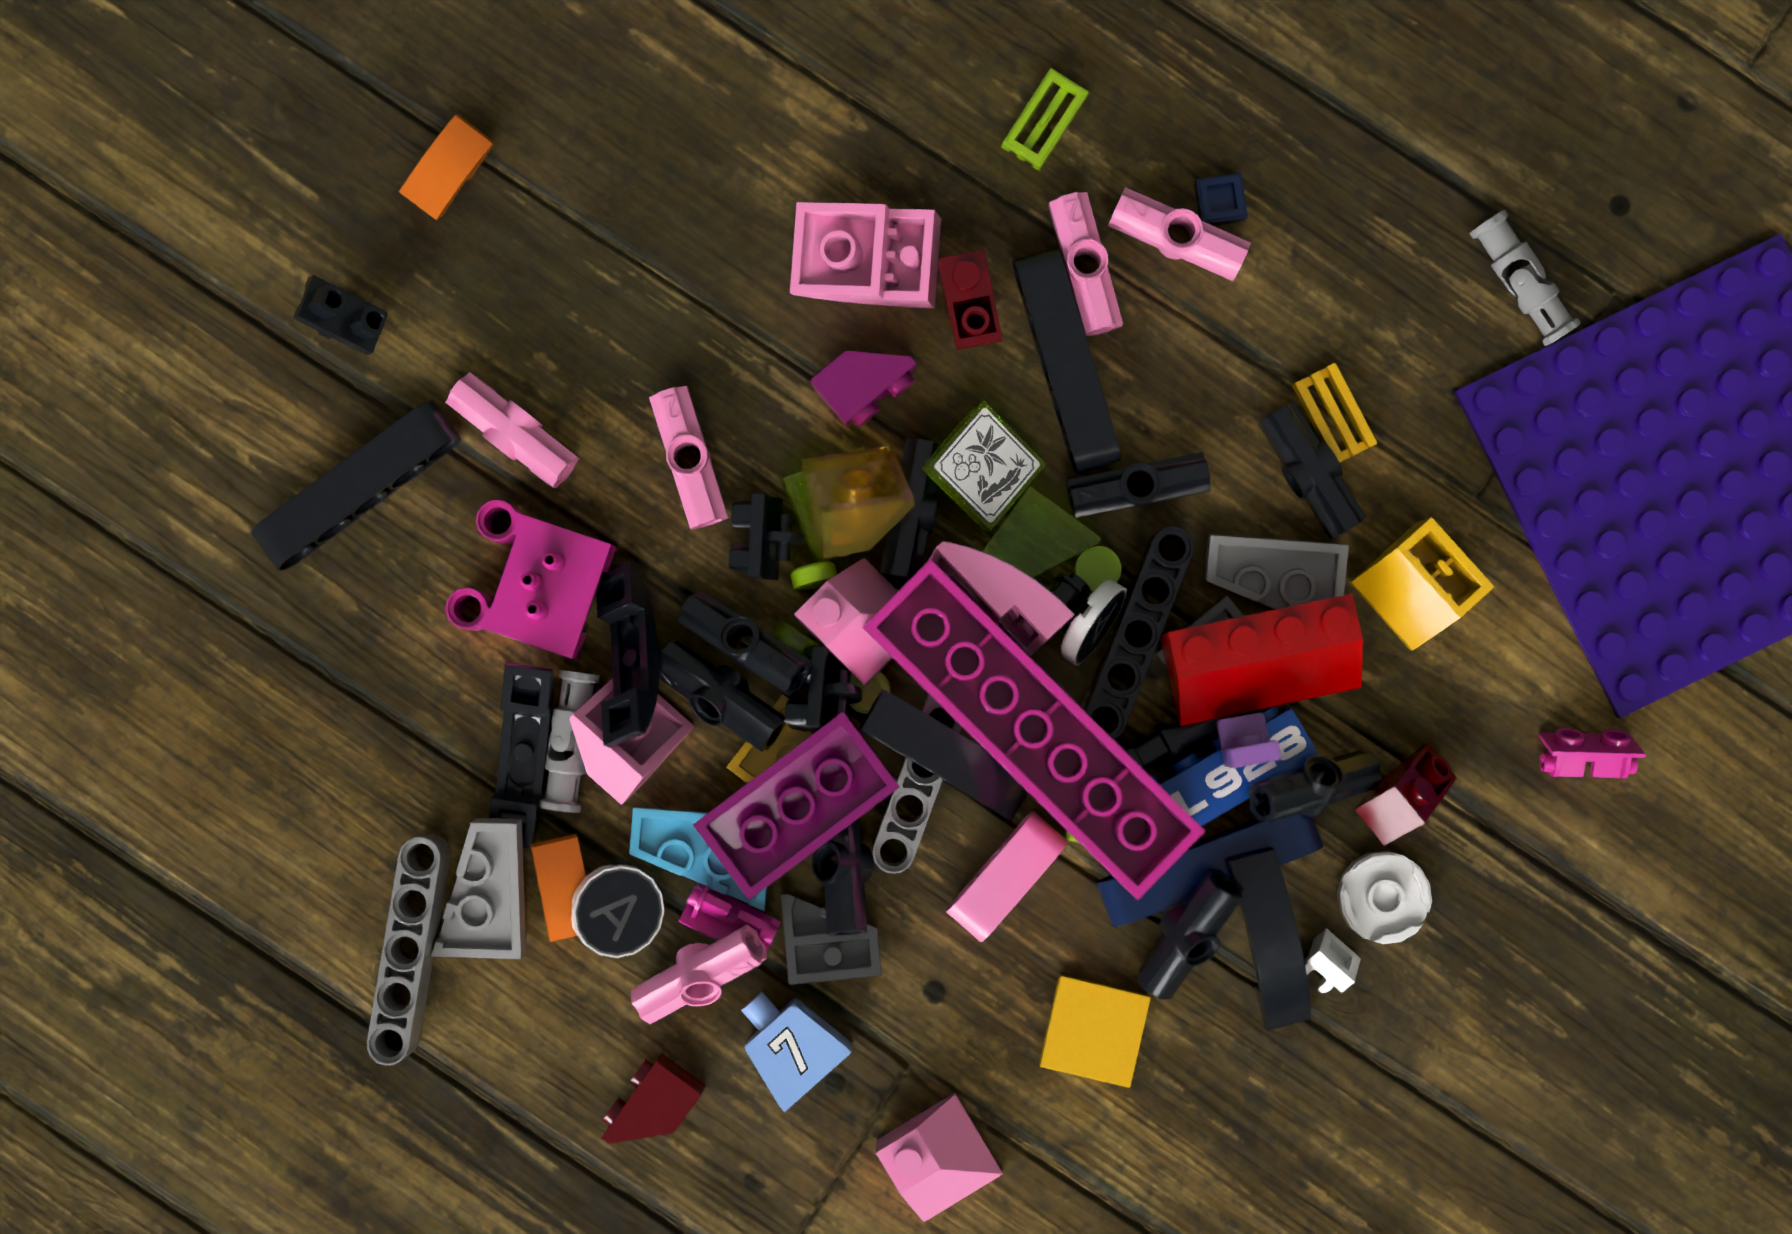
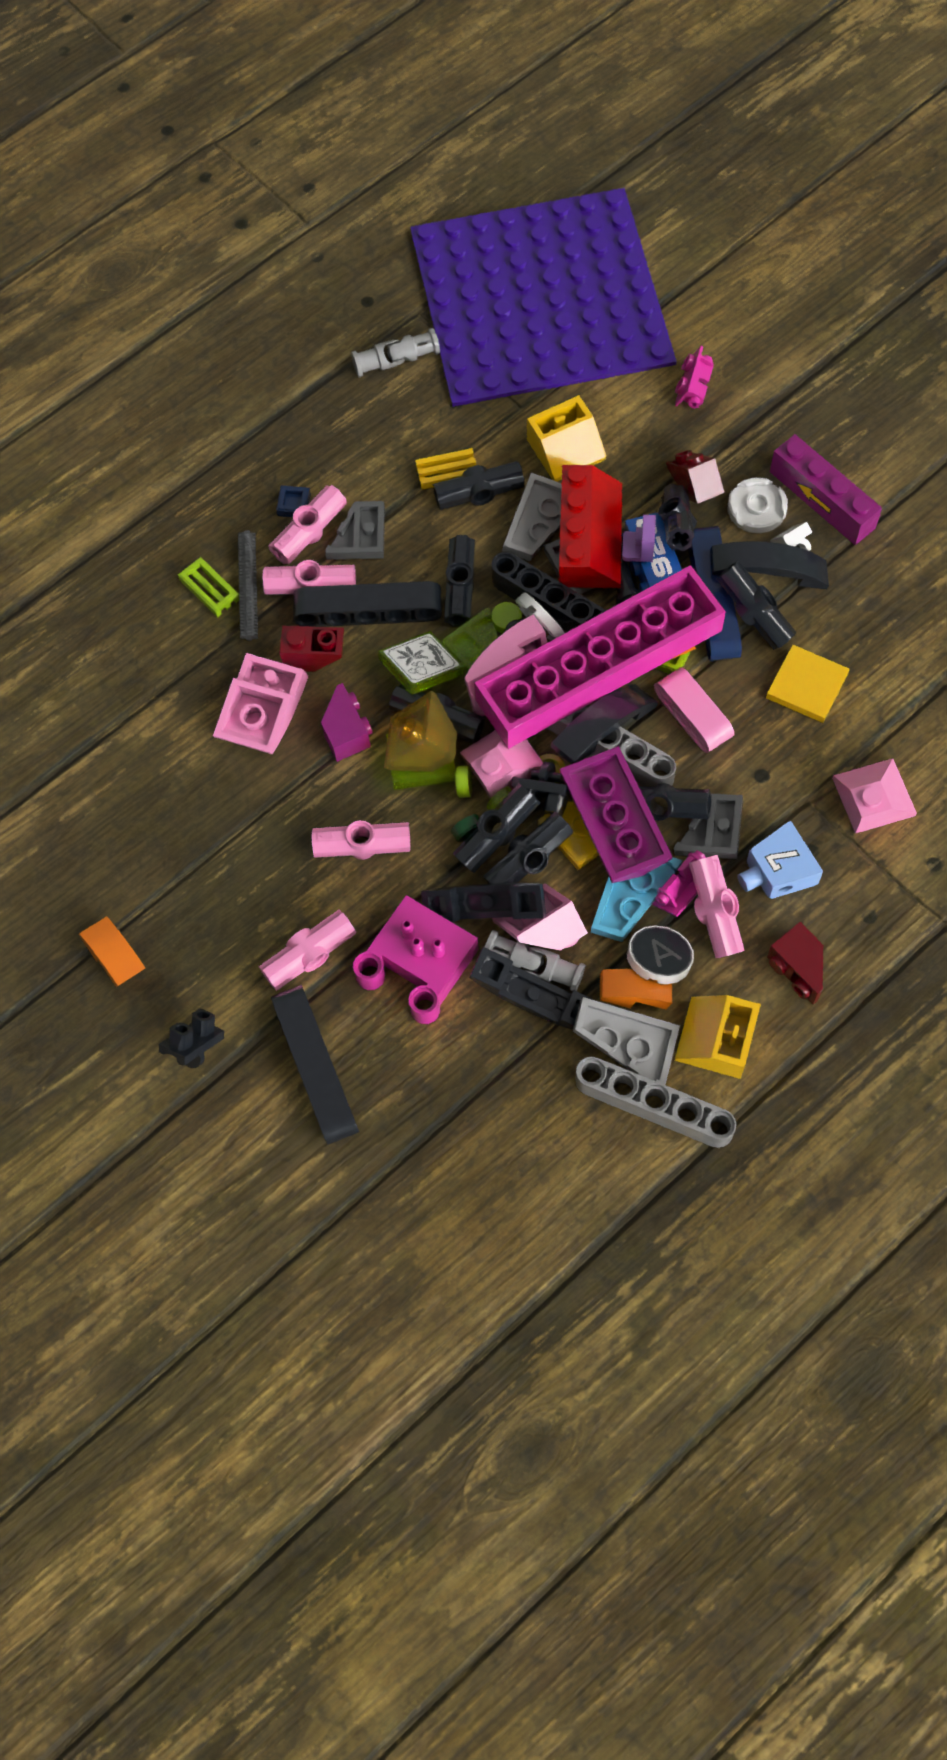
camera: 70 degrees left, 20 degrees down
(518, 1014) = (718, 1034): none -> yellow slope
(742, 599) = (465, 827): none -> dark green tile
(768, 539) = (441, 812): black hips -> none
(1059, 174) = (247, 585): none -> dark grey axle
(1187, 317) = (361, 533): none -> dark grey wing
(1429, 996) = (825, 489): none -> magenta brick

